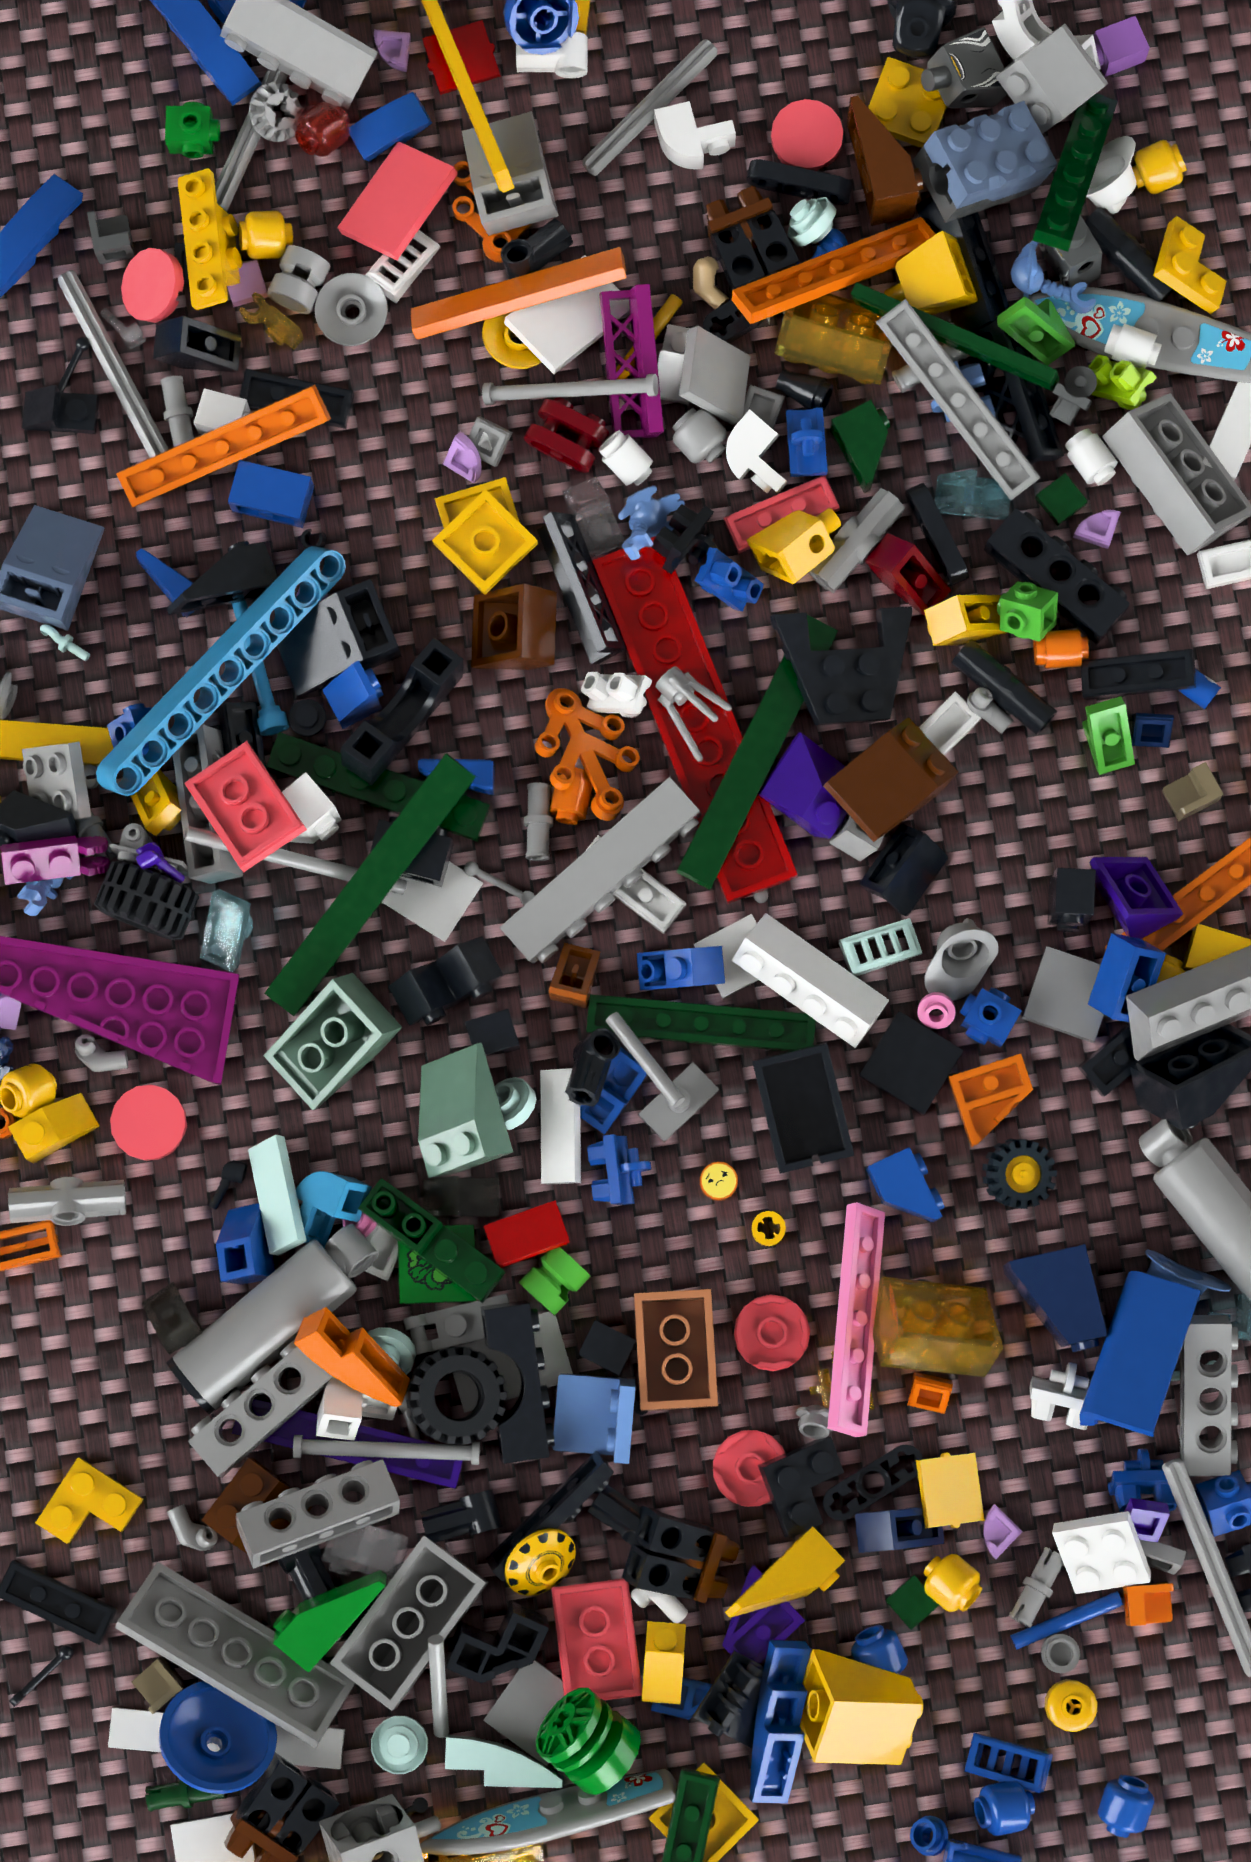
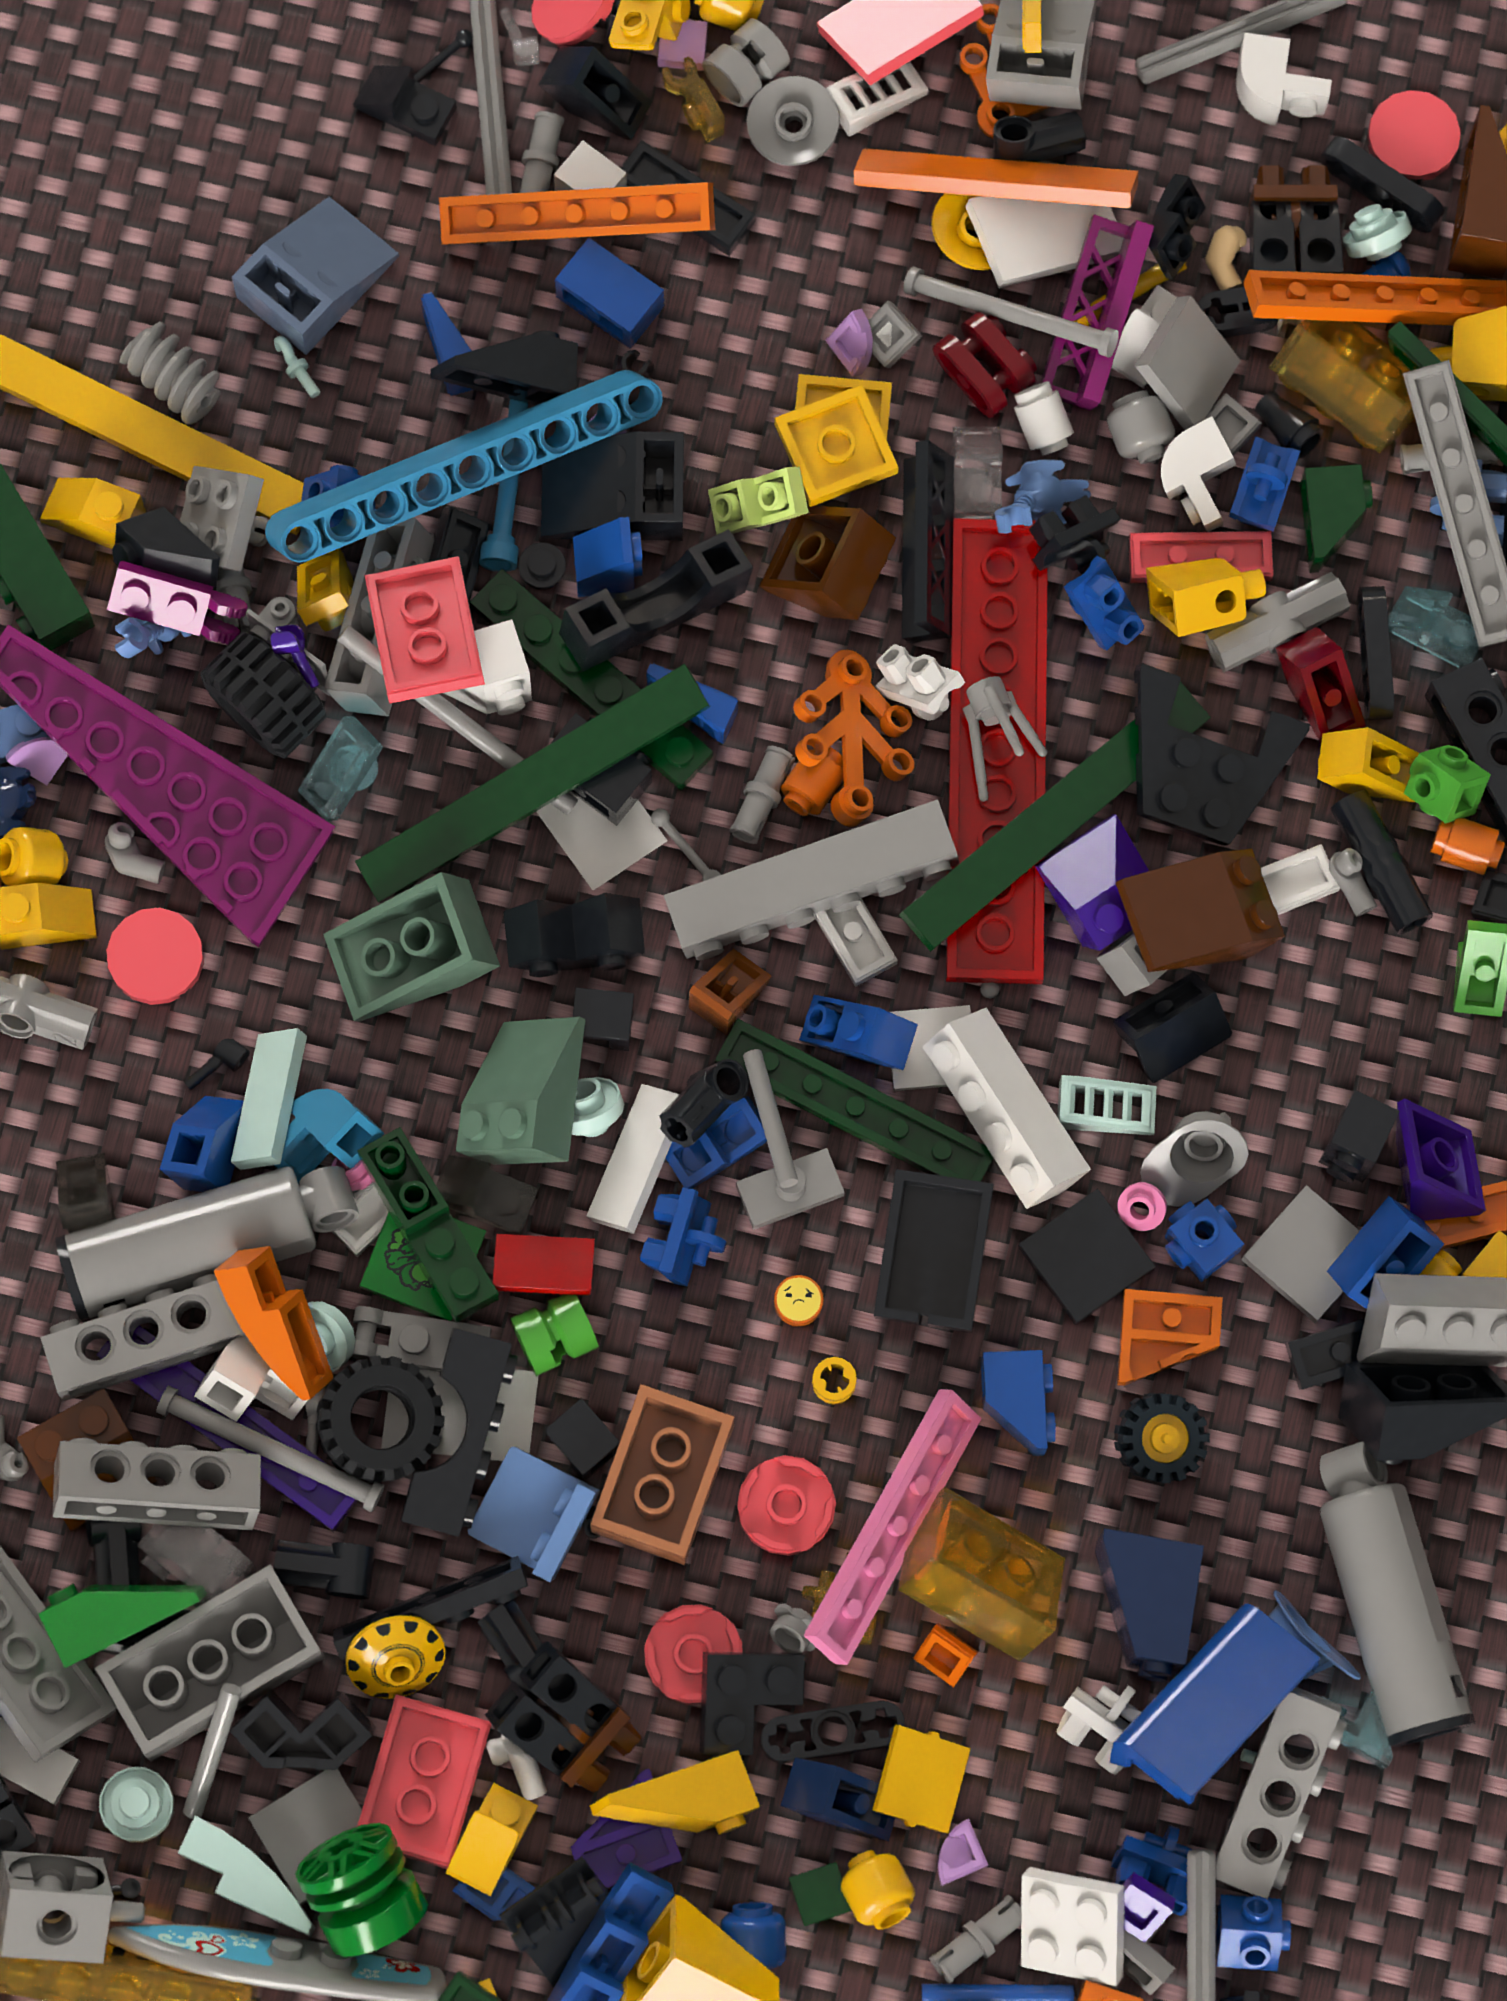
camera: 15 degrees right, 5 degrees down
(445, 605) = (758, 501): none -> yellowish green slope
(659, 271) = (1172, 222): none -> black slope

